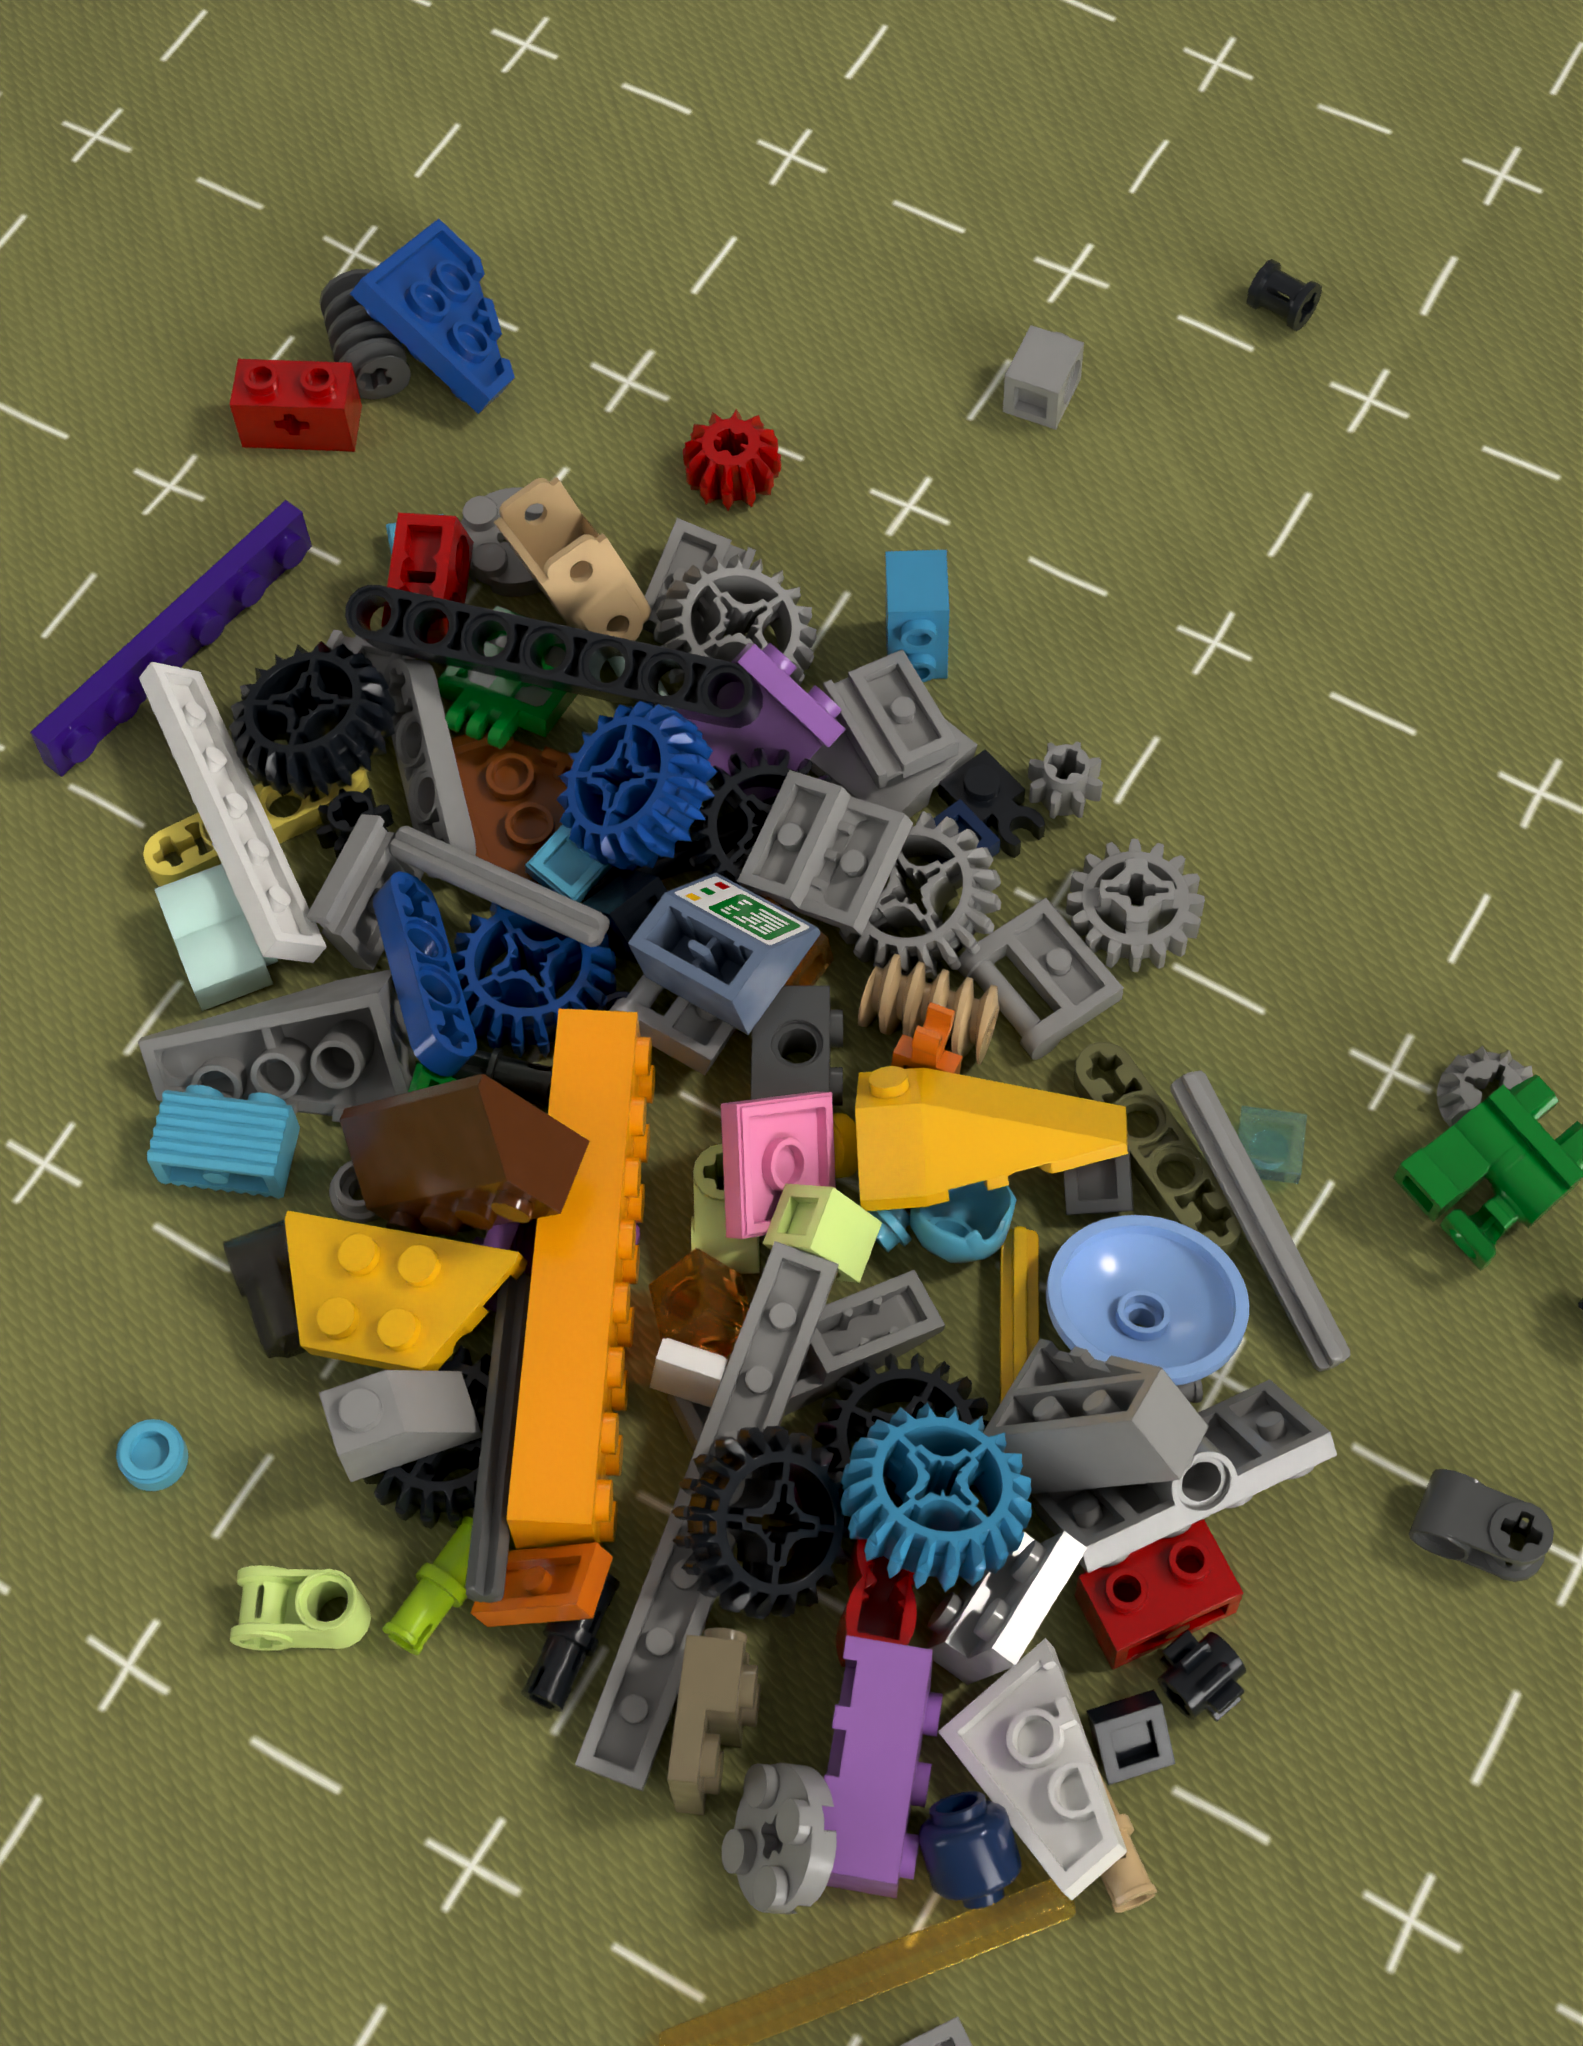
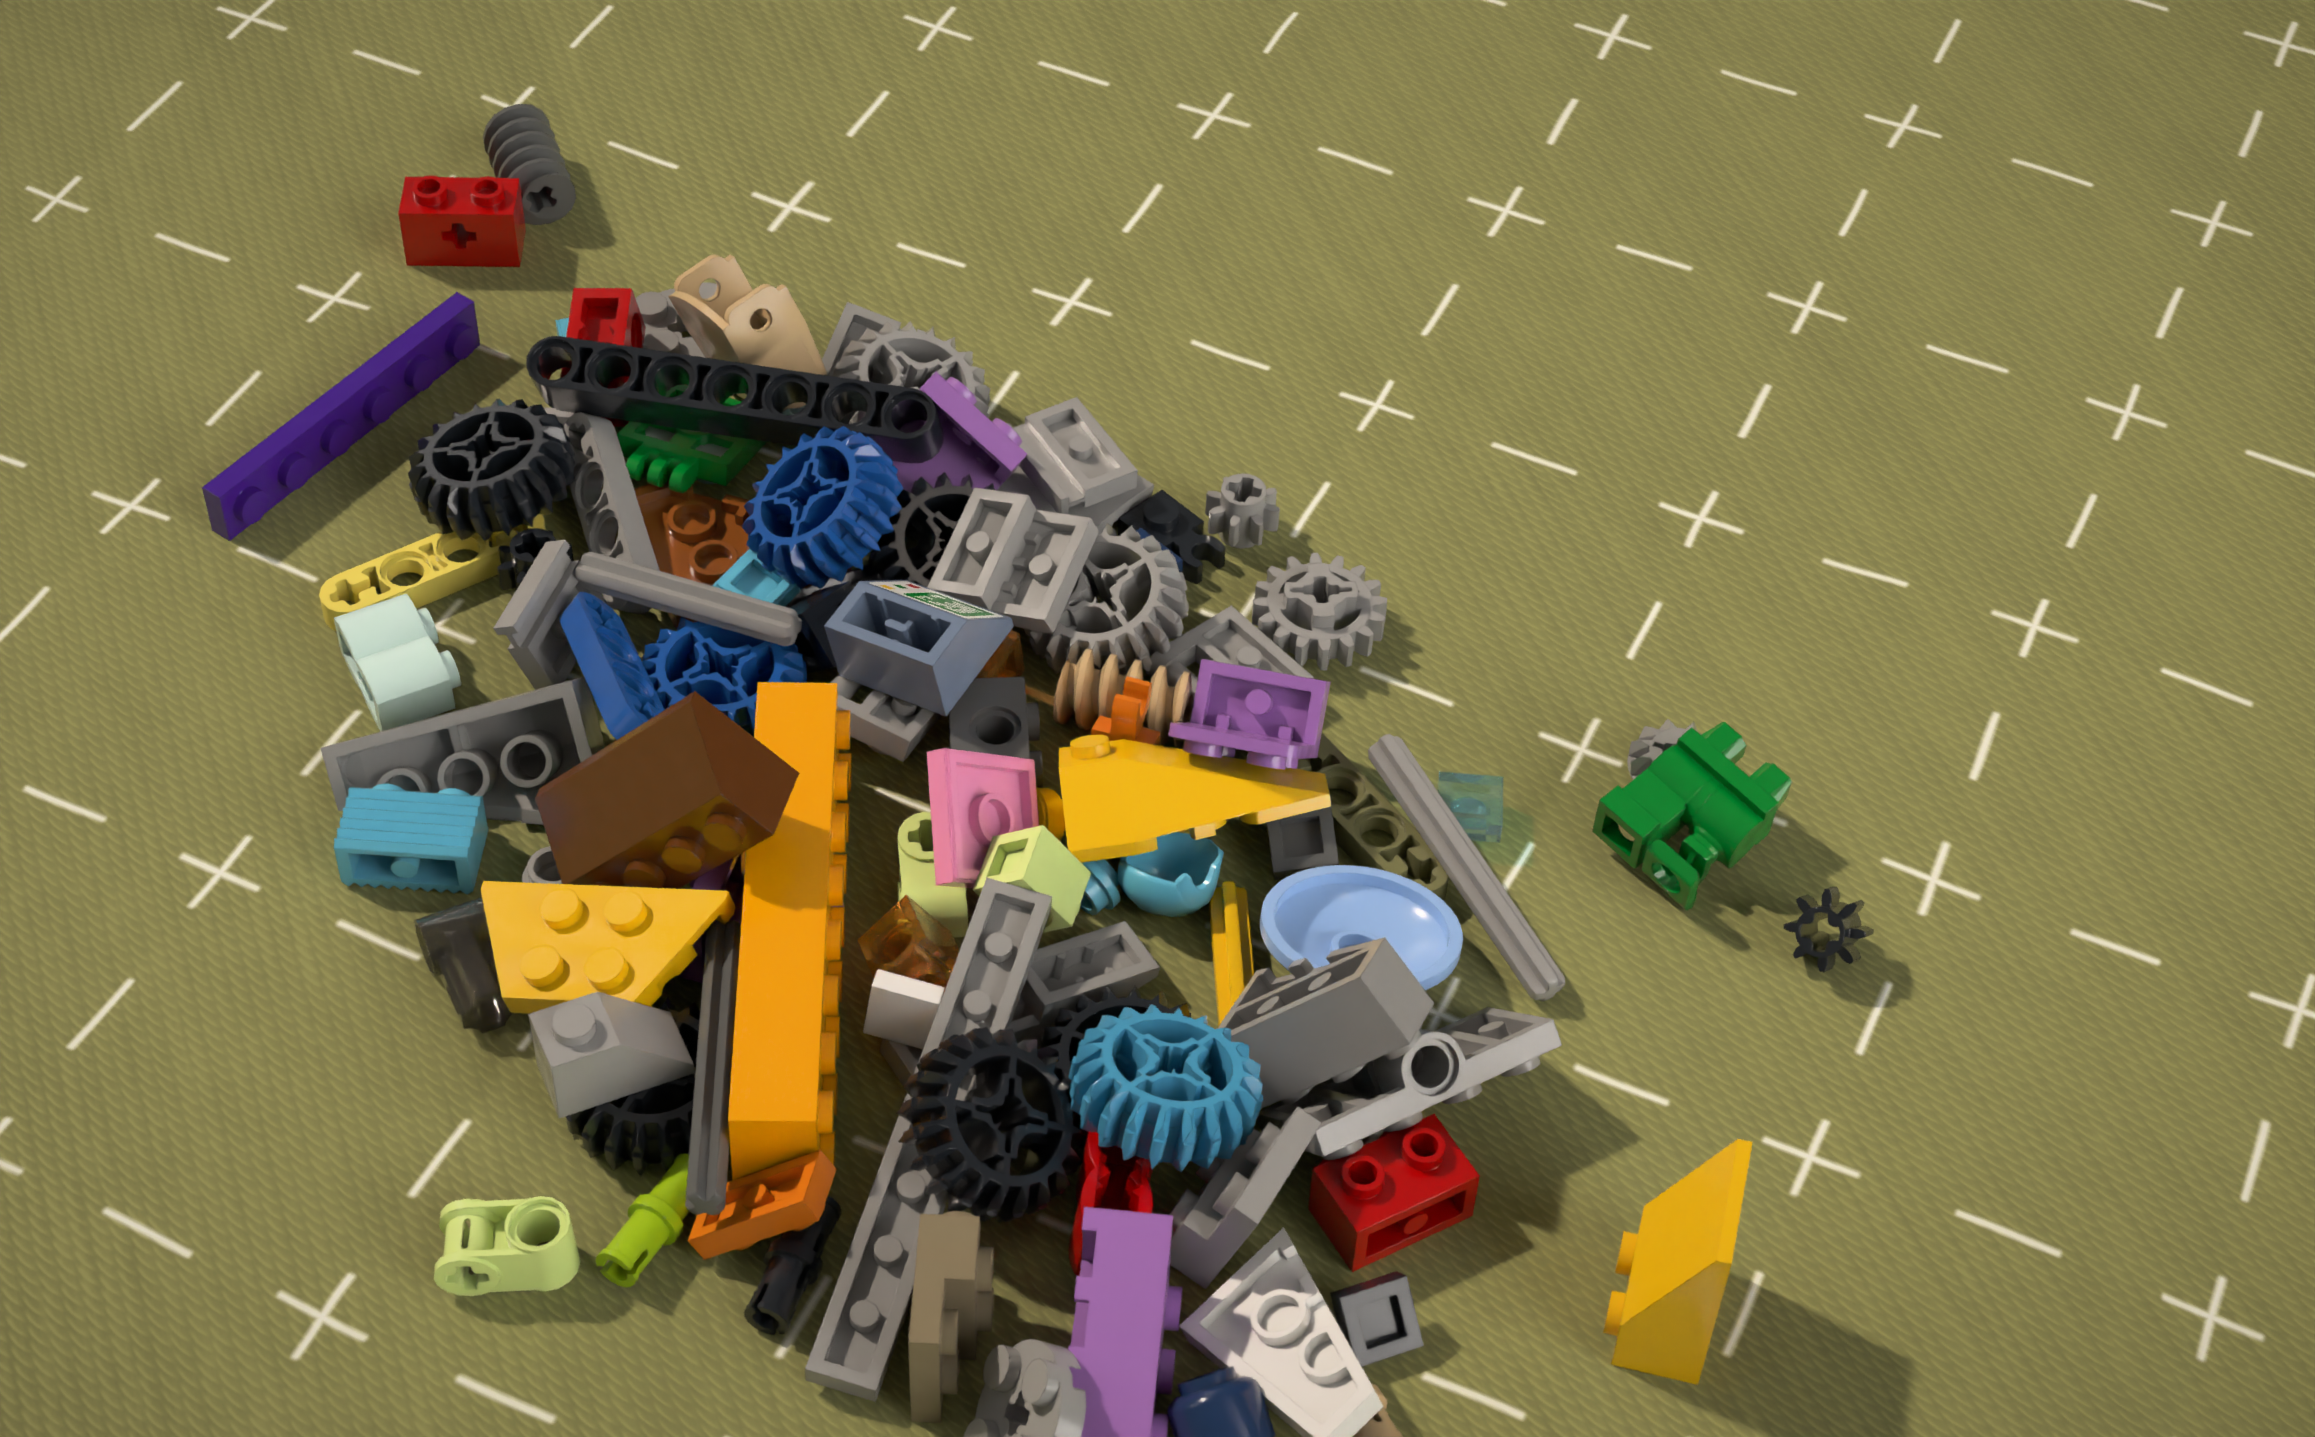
camera: 10 degrees left, 15 degrees down
(152, 1455) = (343, 1121): medium azure tile -> none
(232, 814) = (413, 551): white plate -> none
(437, 309) = (600, 136): blue plate -> none
(732, 459) = (897, 260): red gear -> none
(918, 609) = (1090, 361): dark azure brick -> none
(1043, 377) = (1194, 190): light grey brick -> none
(1054, 1050) = (1254, 711): none -> medium lavender bracket
(1201, 1675) = (1444, 1259): black gear -> none
(1303, 296) = (1431, 136): black bush -> none
(1433, 1713) = (1678, 1269): none -> yellow slope
(1475, 1524) = (1702, 1114): dark grey piece -> none

